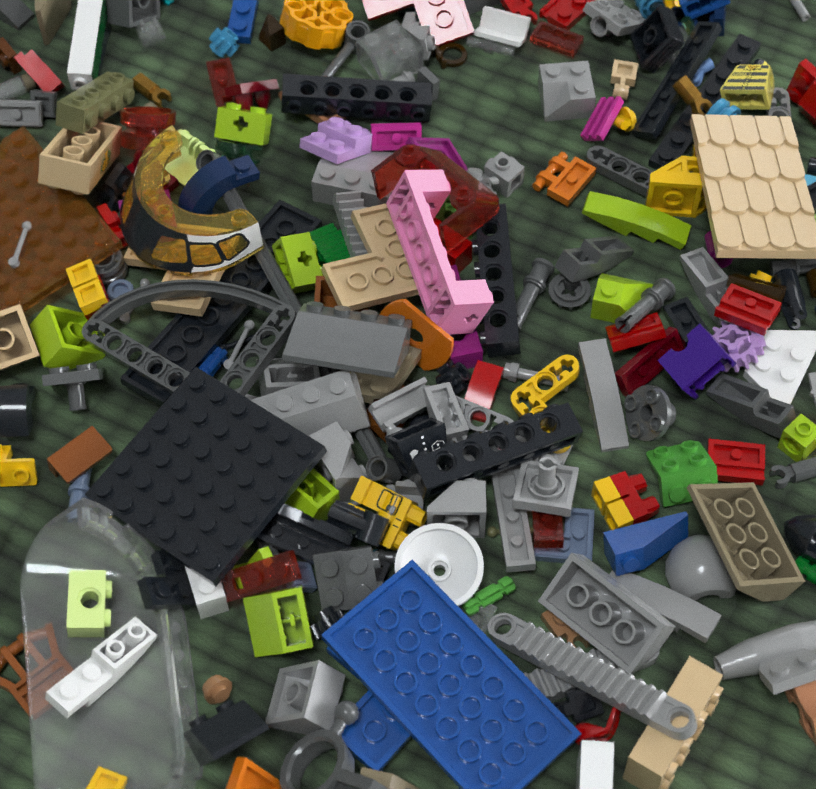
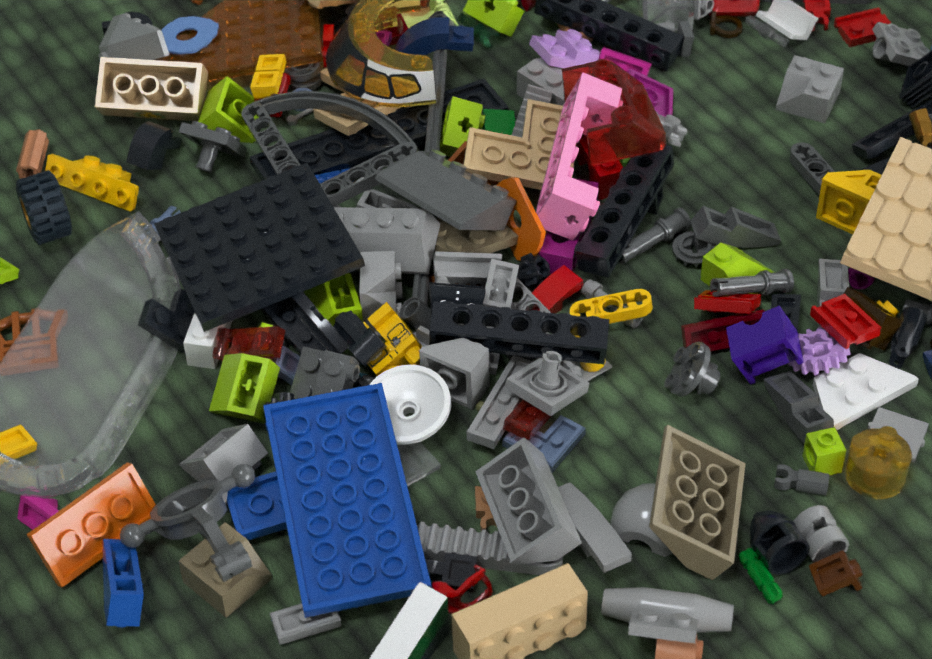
camera: 30 degrees right, 10 degrees down
(13, 261) = (227, 38): light grey hinge -> none
(79, 455) = (175, 198): dark orange panel -> none
(82, 587) = (100, 289): yellowish green brick -> none
(103, 669) = (81, 357): white slope -> none
(217, 689) = (158, 418): medium nougat plate -> none
(224, 731) = (139, 445): black slope -> none
(489, 595) = (440, 452): bright green axle -> none
(507, 171) = (702, 133): light grey brick -> none
(557, 39) = (834, 46): clear red plate -> none
(569, 183) = (757, 158): orange plate -> none
(593, 676) = (474, 544): light grey gear -> none
(602, 119) = (828, 123): dark pink tile -> none
(603, 395) = (660, 340): light grey slope -> none
(620, 500) = (611, 432): hips -> none
(623, 77) = (874, 97): tan plate -> none
(625, 119) = (851, 132): yellow plate -> none
(633, 217) = (805, 218): lime slope -> none
(641, 544) = (608, 470): blue slope -> none
(679, 467) = (702, 425): bright green bracket -> none
(738, 461) = (749, 445): red plate -> none

